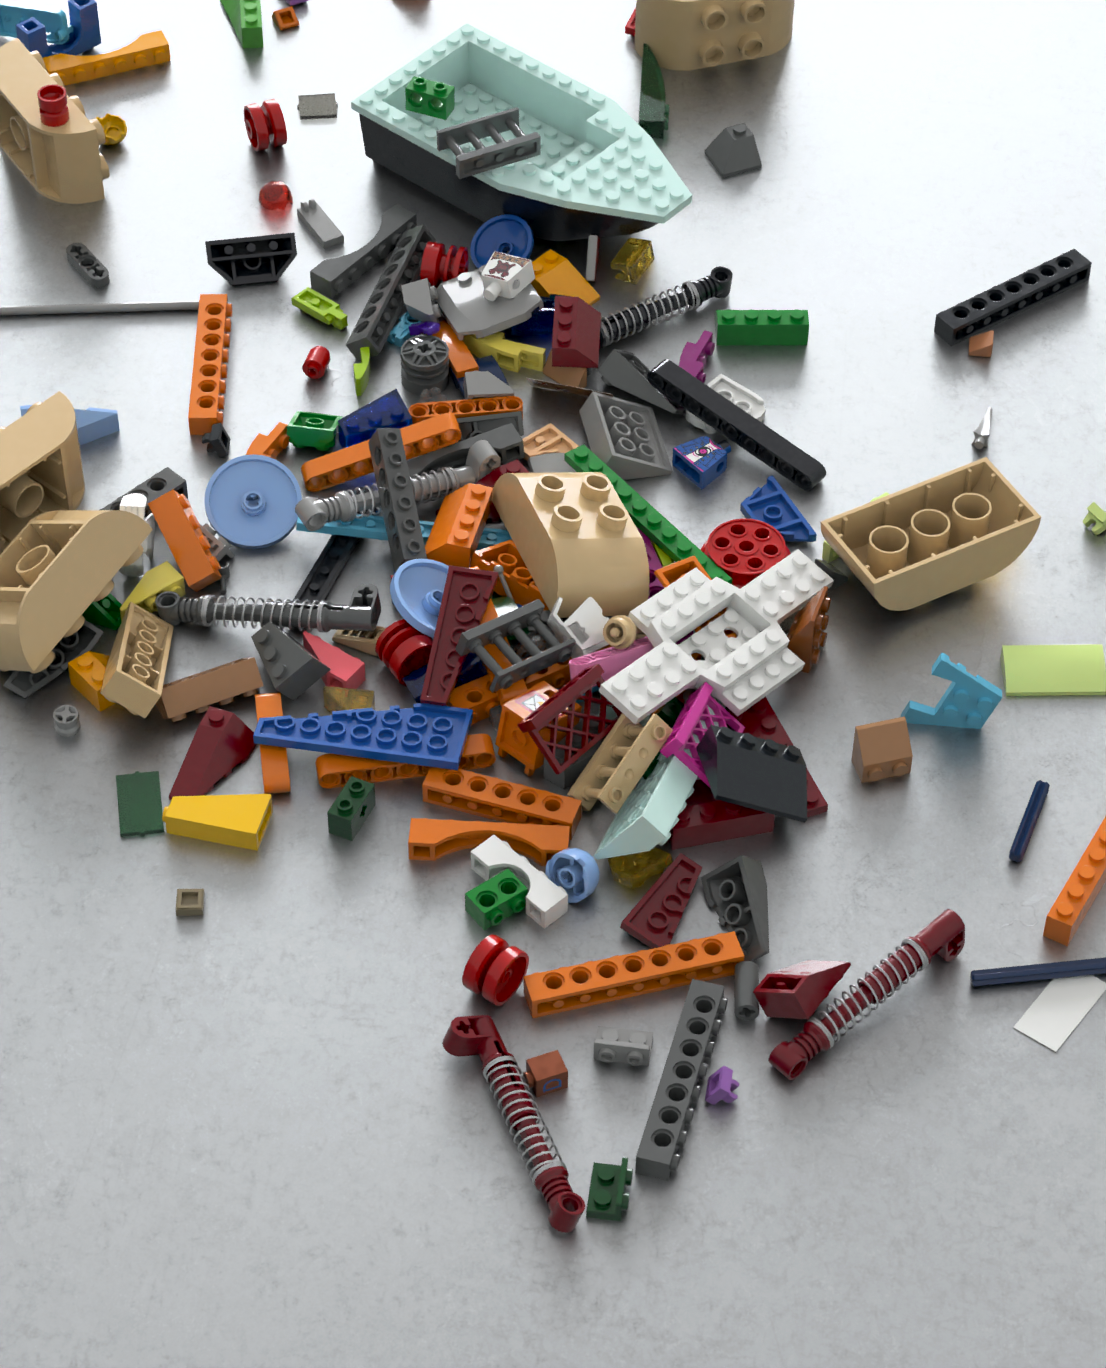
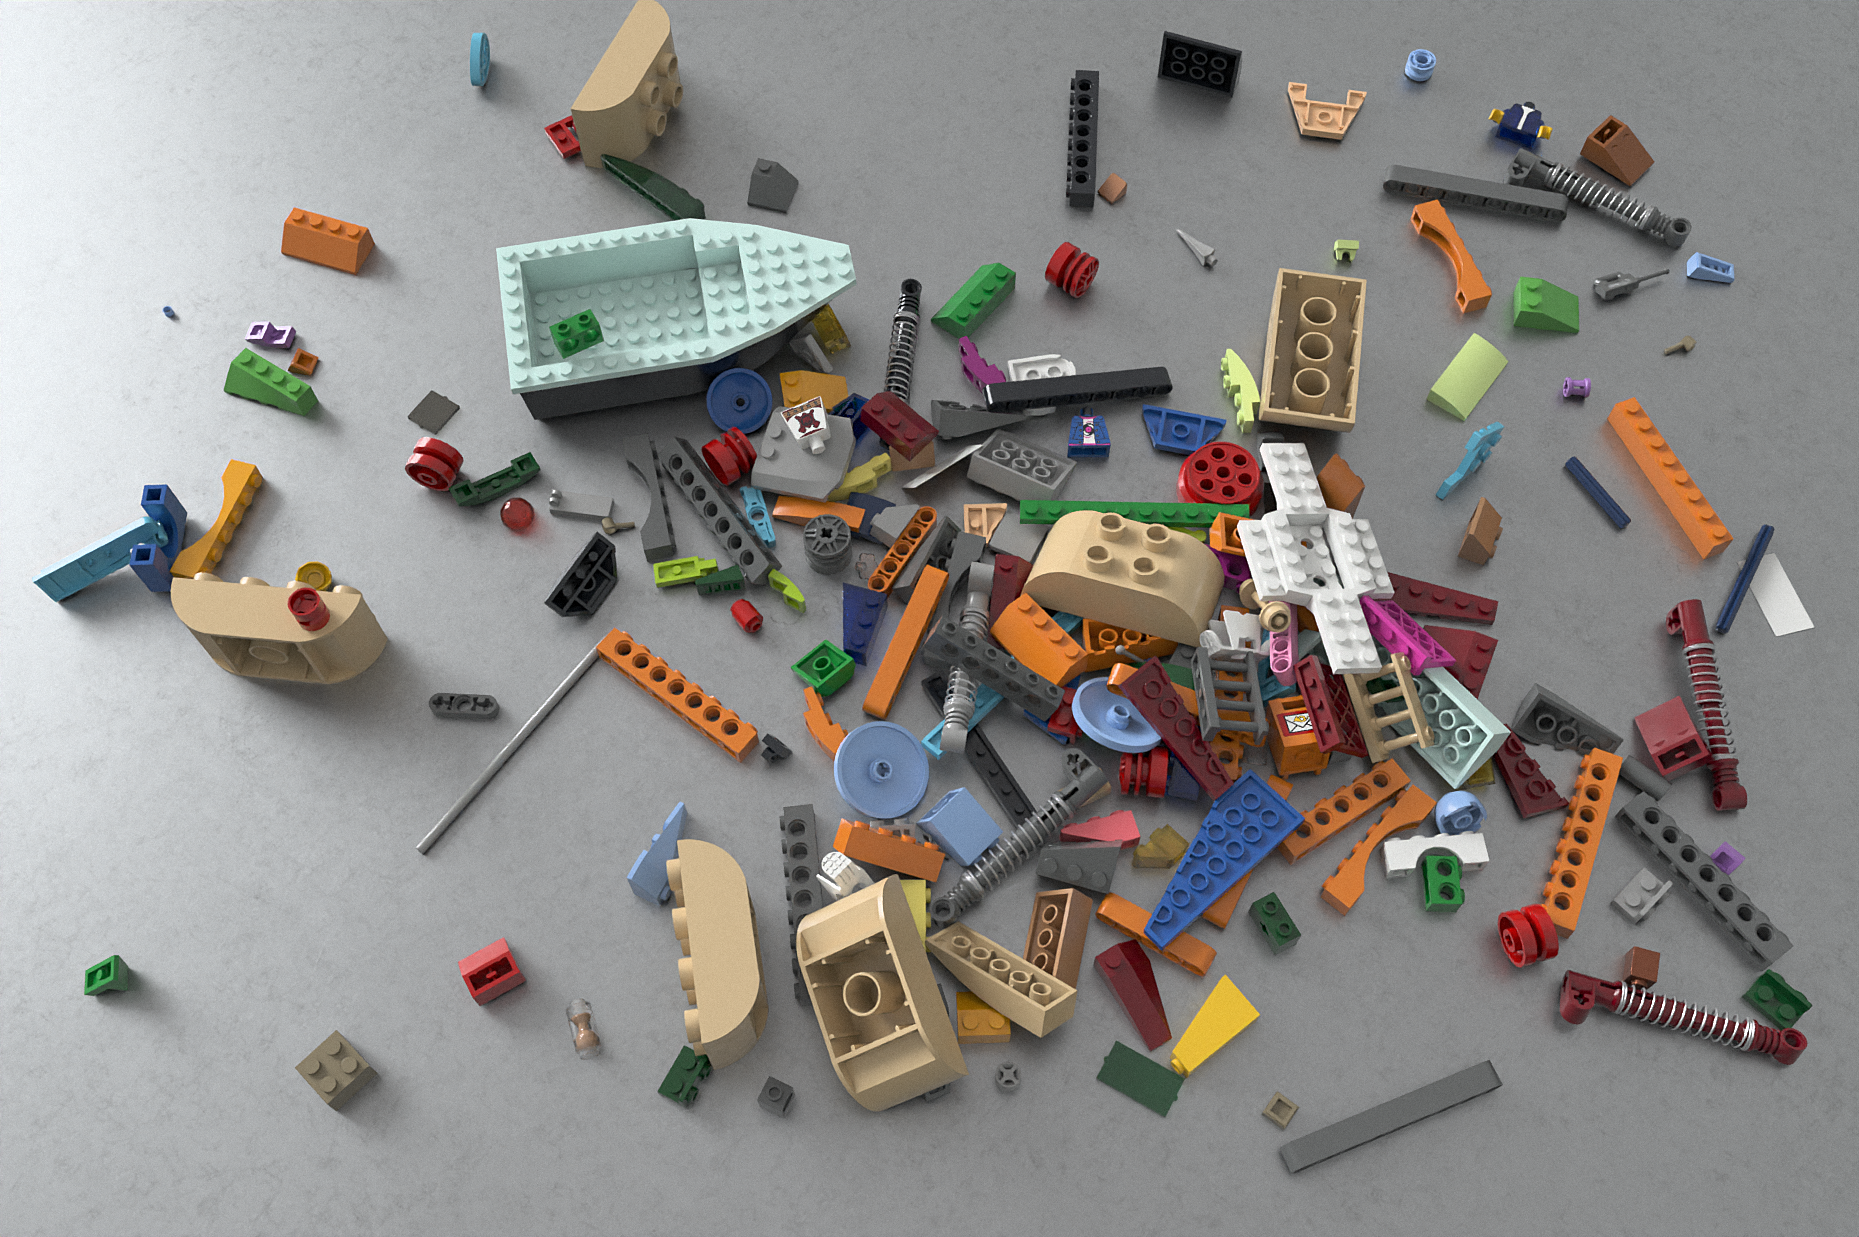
camera: 50 degrees left, 15 degrees up
(248, 971) = (1390, 1116): none -> dark grey beam
(251, 571) = (961, 827): none -> light blue slope
(288, 172) = (496, 484): none -> dark green slope
(319, 249) = (610, 527): none -> dark tan hand
(331, 331) = (721, 581): none -> dark green slope
(420, 300) = (758, 499): light grey slope -> none
(424, 327) = (788, 514): dark purple piece -> none
(493, 156) = (686, 344): dark grey fence -> none
(755, 772) = (1470, 629): black slope -> none
(854, 357) = (1071, 269): none -> red wheel

